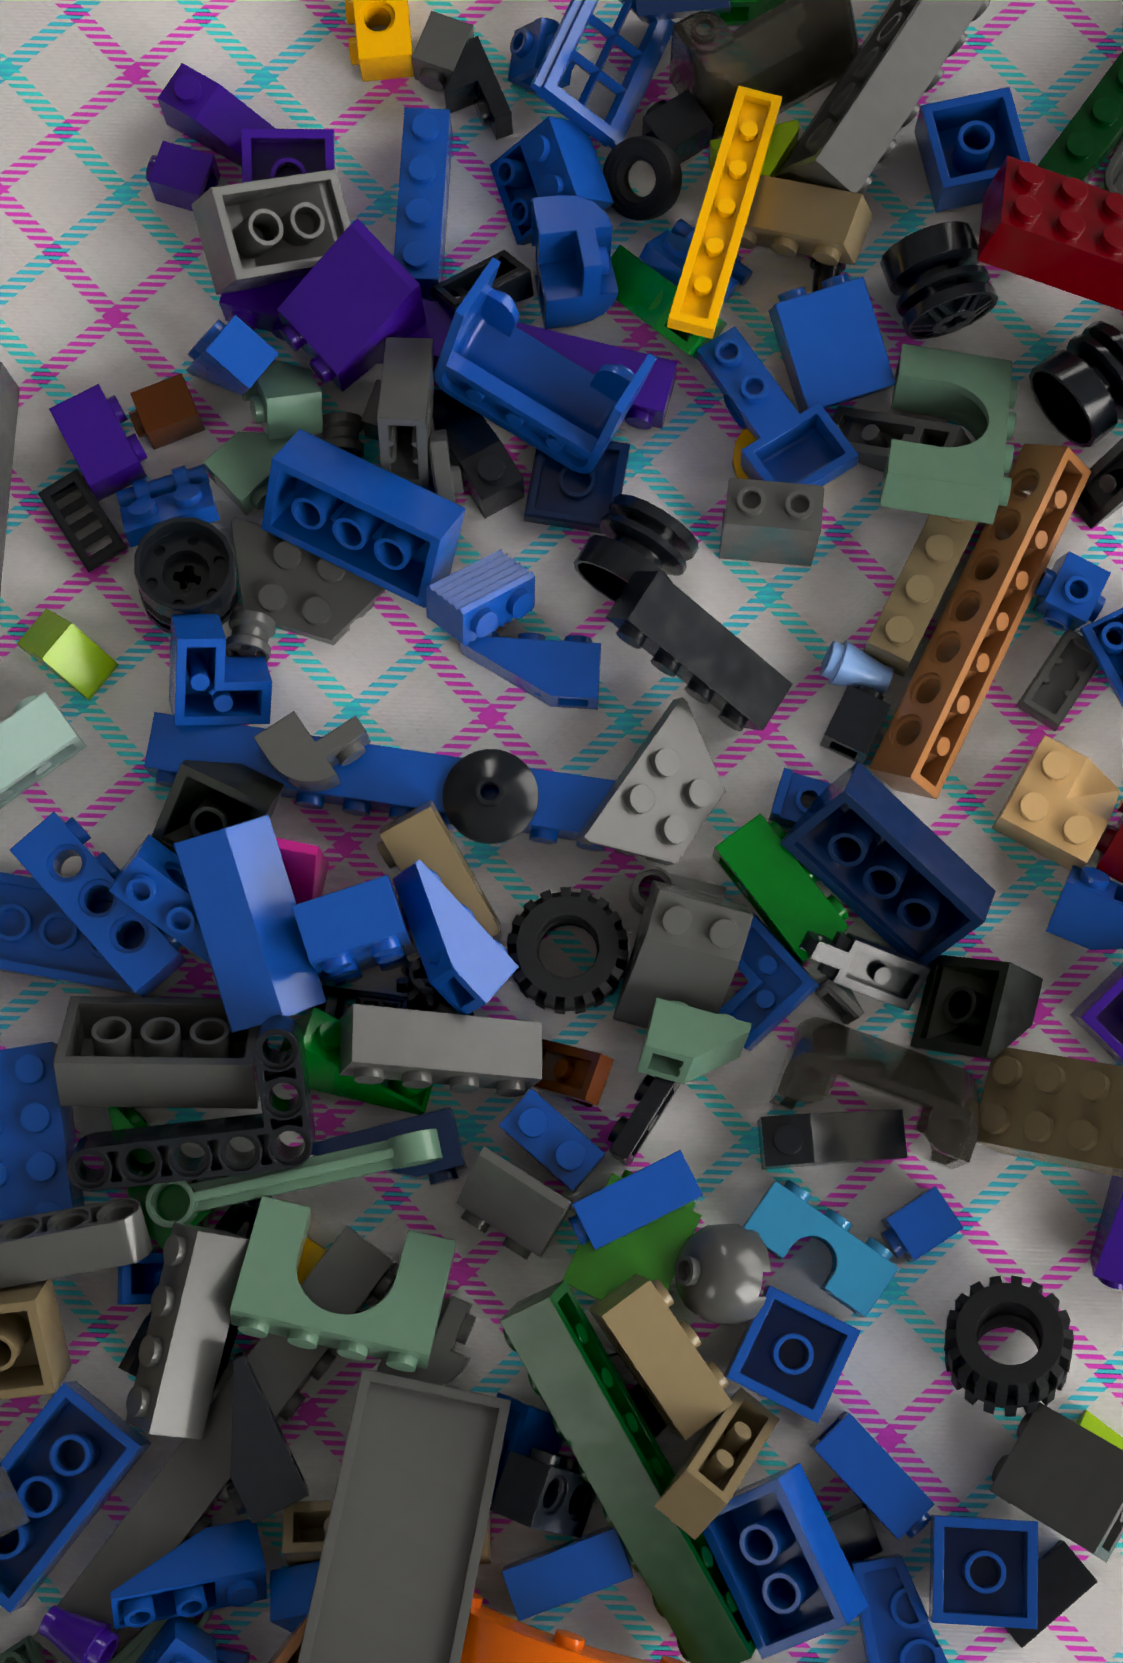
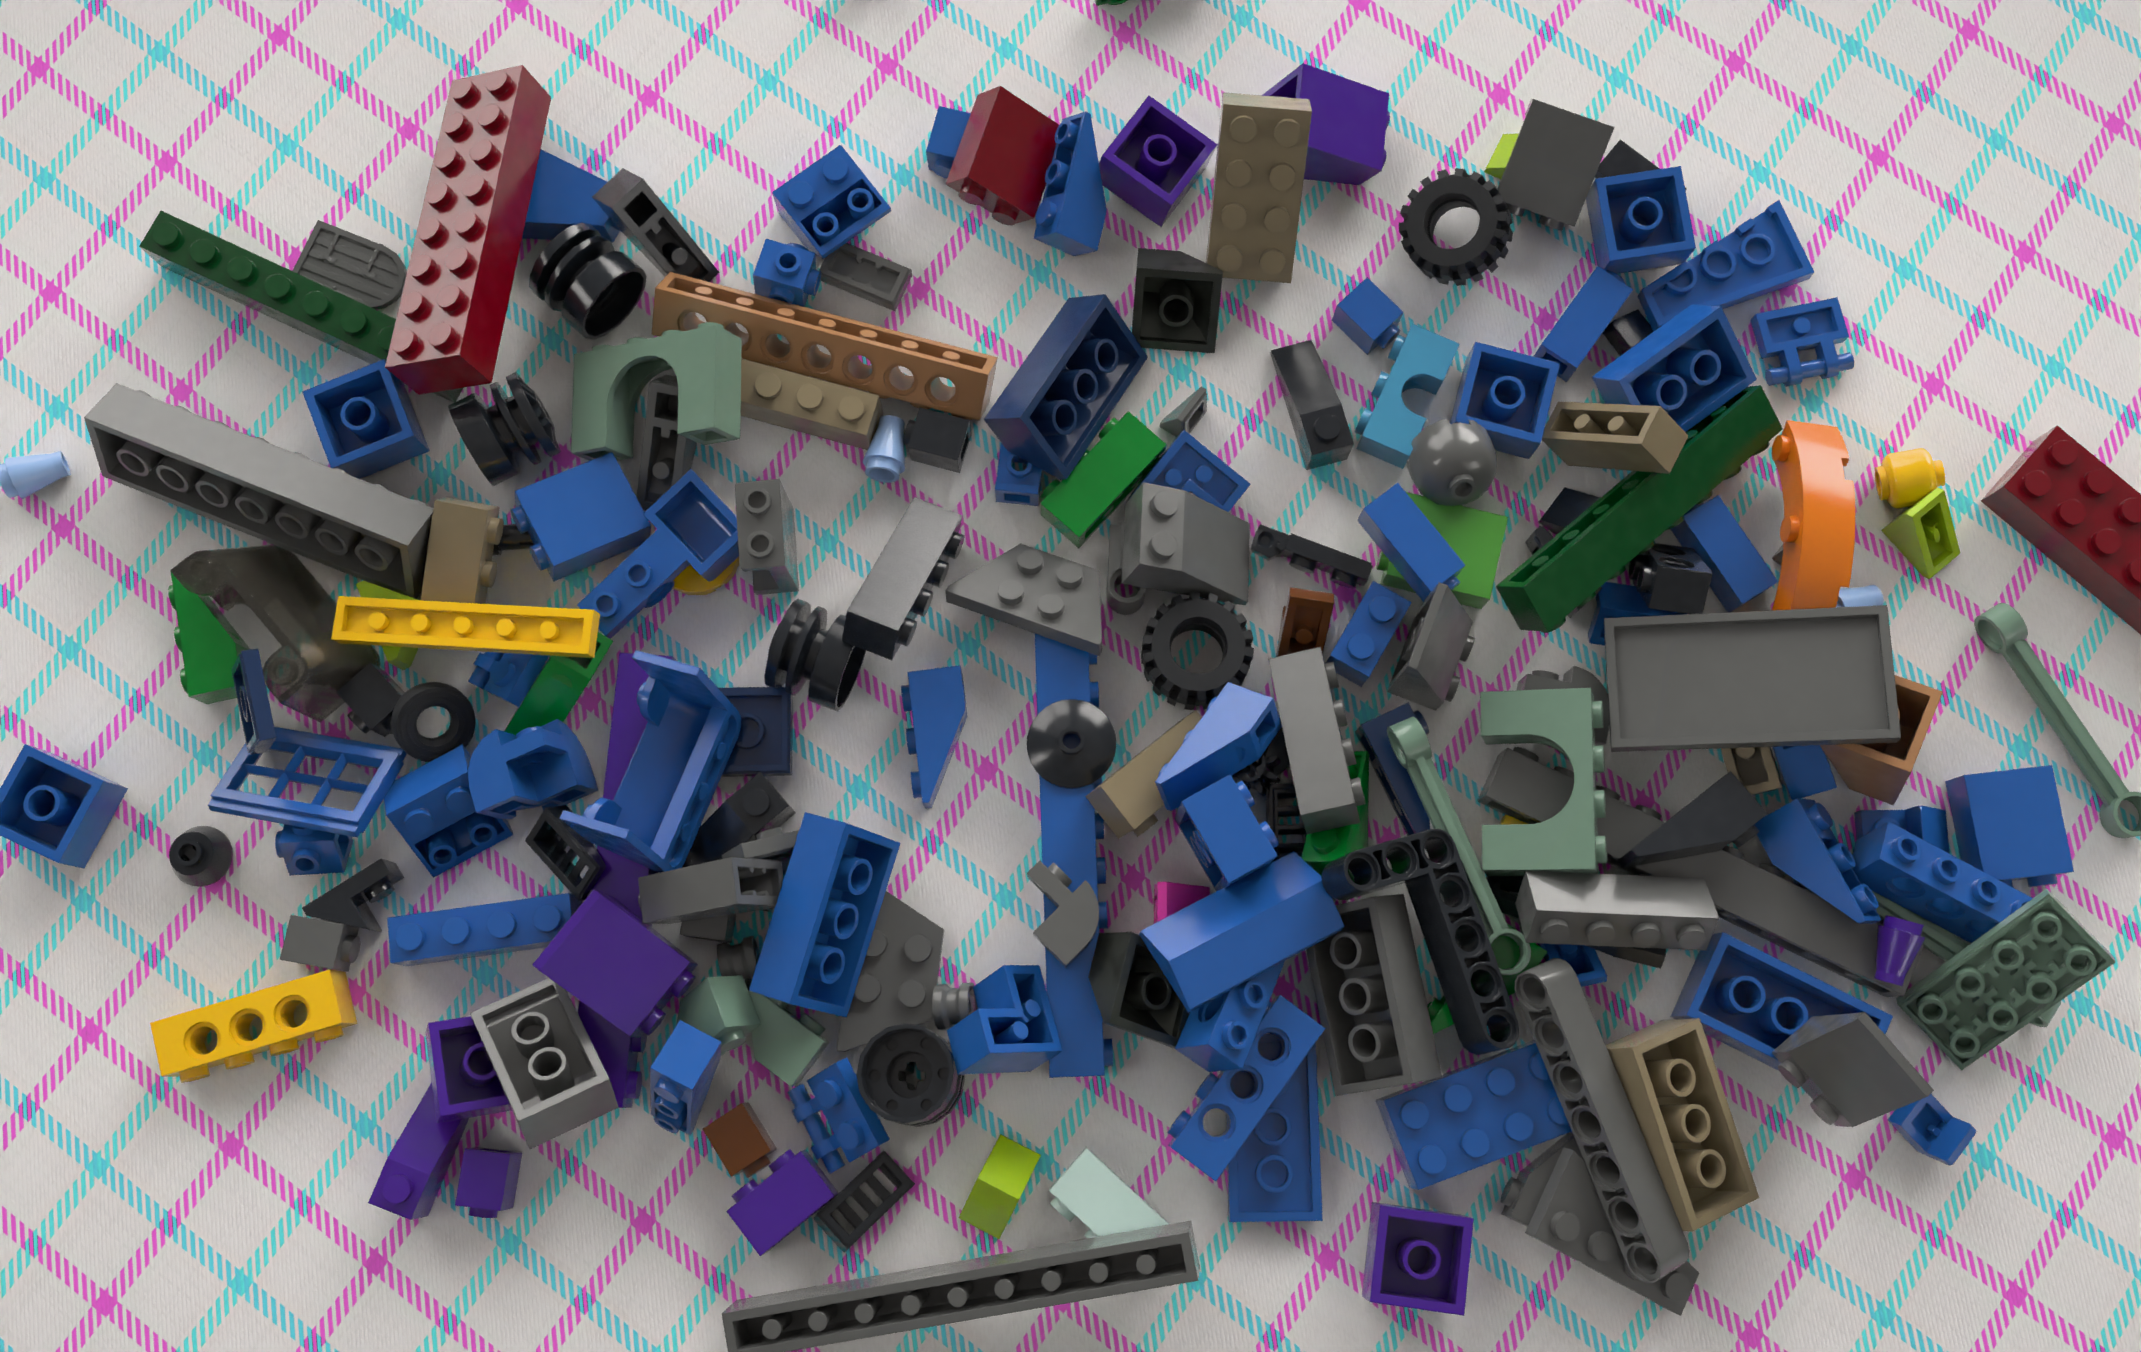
camera: 105 degrees left, 0 degrees up
(481, 597) = (882, 789): blue brick -> none
(662, 1355) = (1534, 499): dark tan brick -> none
(689, 1041) = (1260, 531): sand green slope -> none
(867, 967) = (1160, 391): black hinge -> none
(944, 1092) = (1246, 410): clear smoke windscreen -> none
(1058, 805) = (981, 259): tan slope -> none

